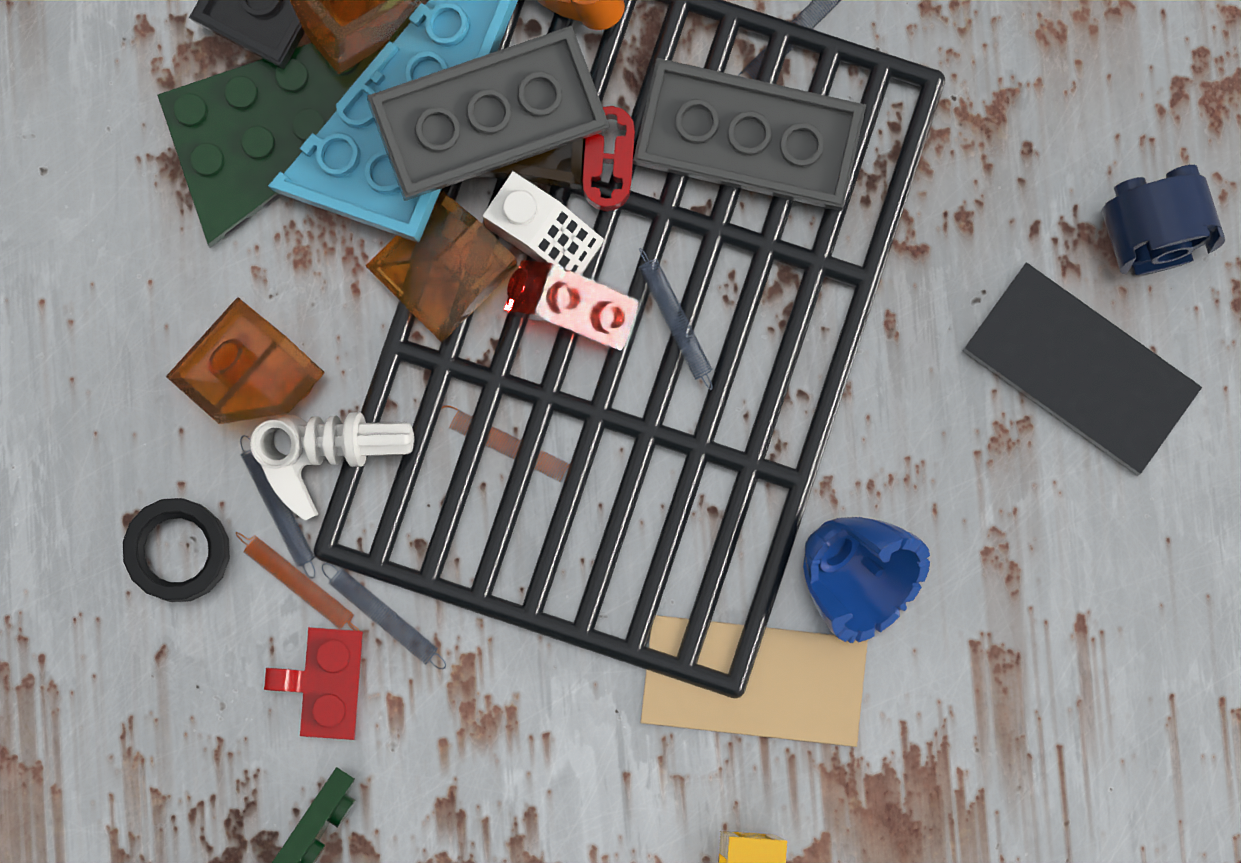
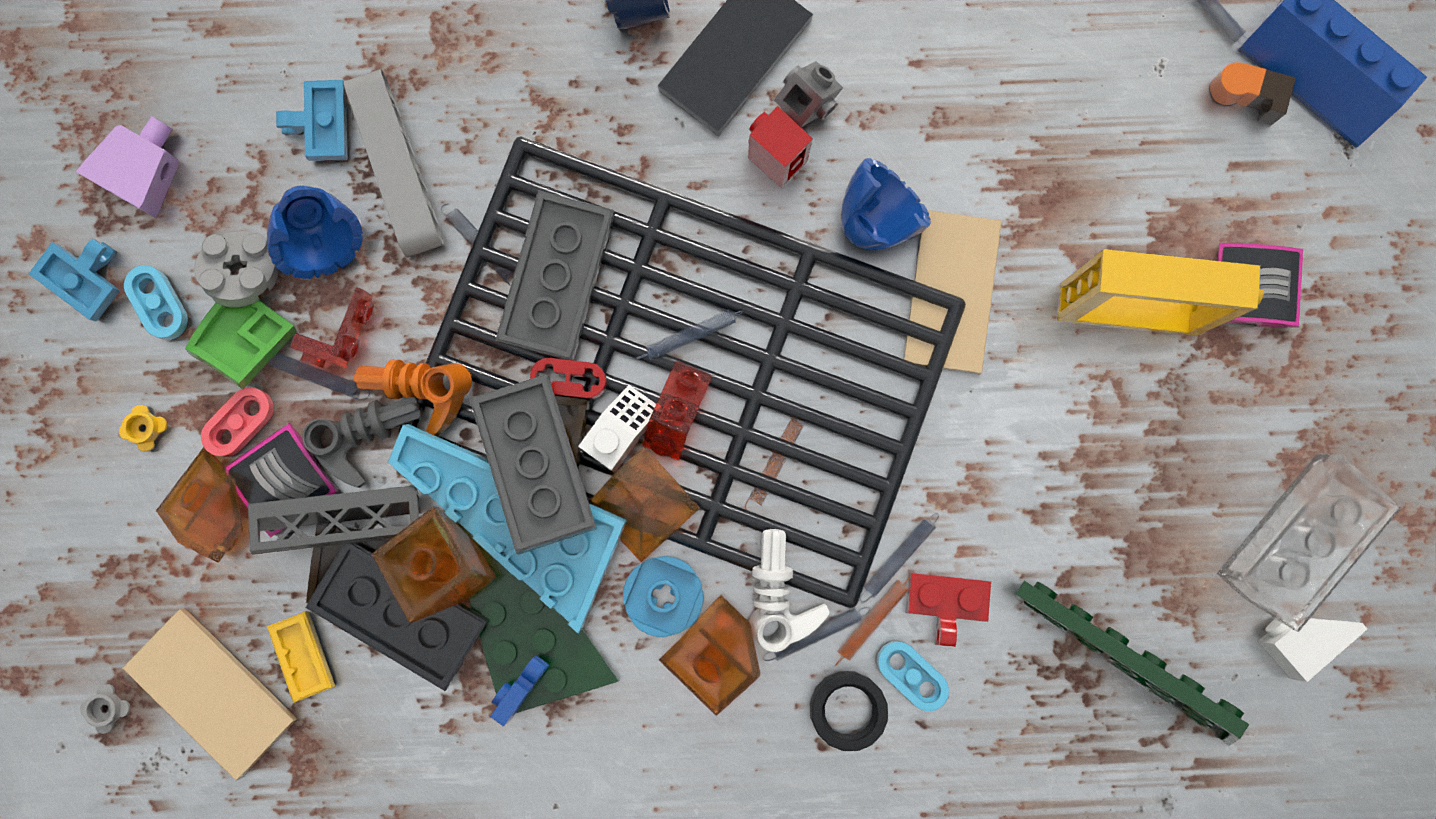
camera: 85 degrees left, 0 degrees up
(182, 103) = (511, 698): none -> blue plate
(224, 635) = (911, 675): none -> medium azure plate
(308, 270) = (642, 605): none -> dark azure plate
(940, 426) = (778, 146): none -> red brick
(1020, 468) = (809, 93): none -> flat silver brick

